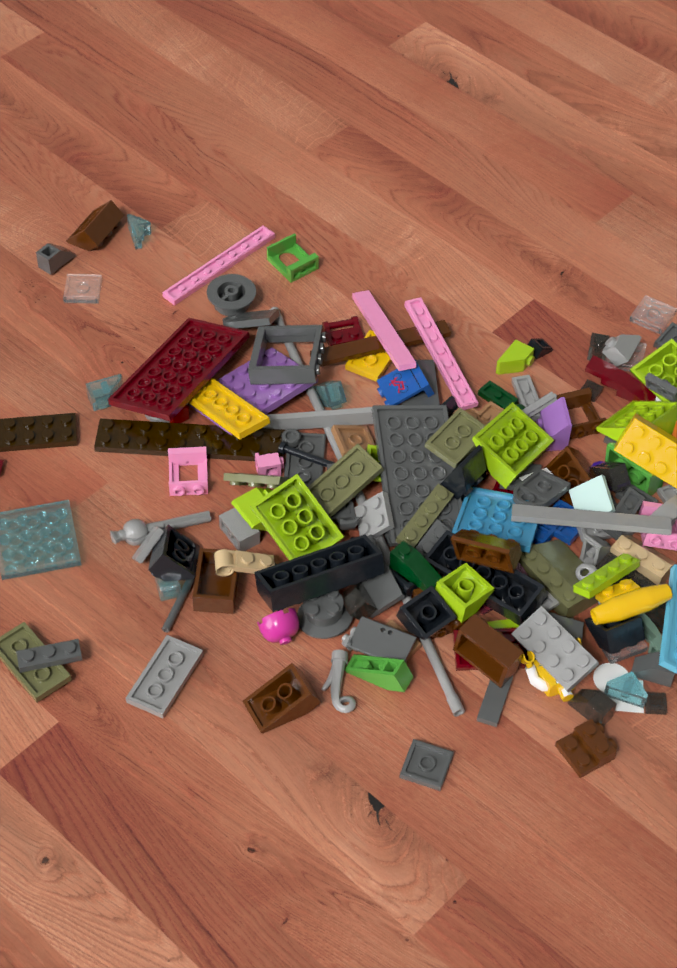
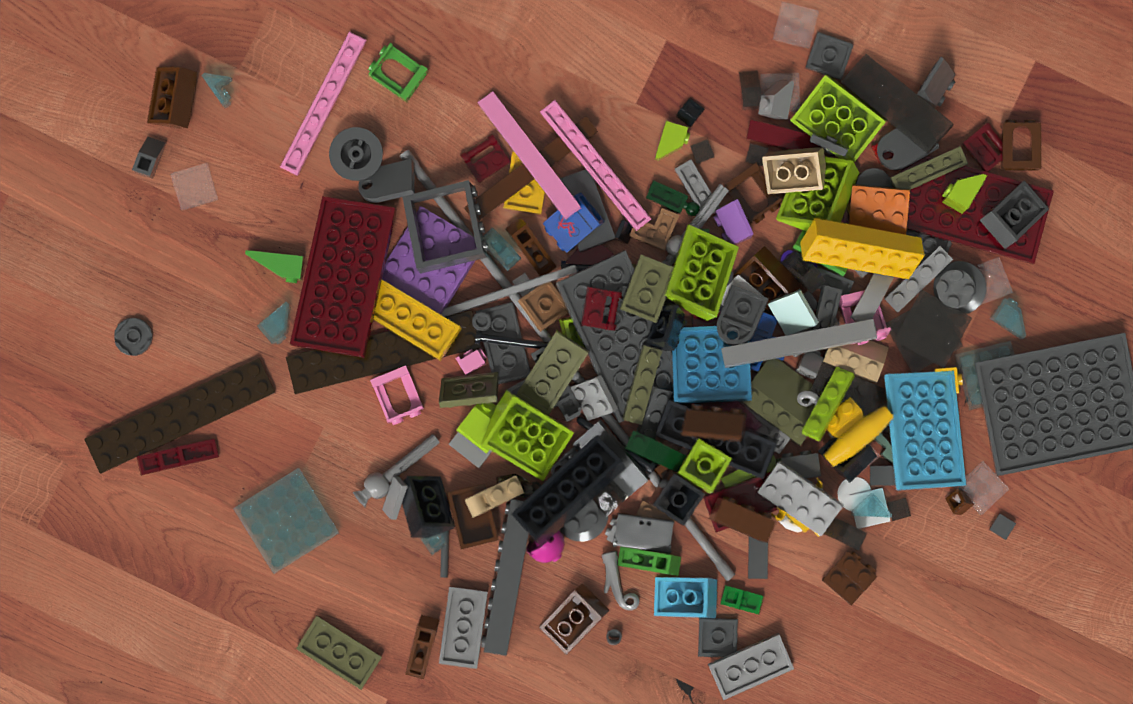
camera: 20 degrees left, 35 degrees up
(49, 655) = (355, 645): dark grey plate -> none
(115, 679) = (422, 646): none -> reddish brown slope
(127, 352) = (284, 265): none -> bright green slope
(222, 653) = (506, 584): none -> dark grey brick
(316, 729) = (616, 634): none -> dark grey hinge
(356, 390) = (530, 247): none -> reddish brown slope
(401, 436) = (594, 308): none -> dark red plate
(406, 714) = (685, 597): none -> medium azure slope
(453, 797) = (750, 666): none -> light grey plate
(463, 737) = (742, 600): none -> green slope
(541, 376) = (702, 151): none -> clear smoke tile
(624, 397) = (794, 170): none -> tan slope

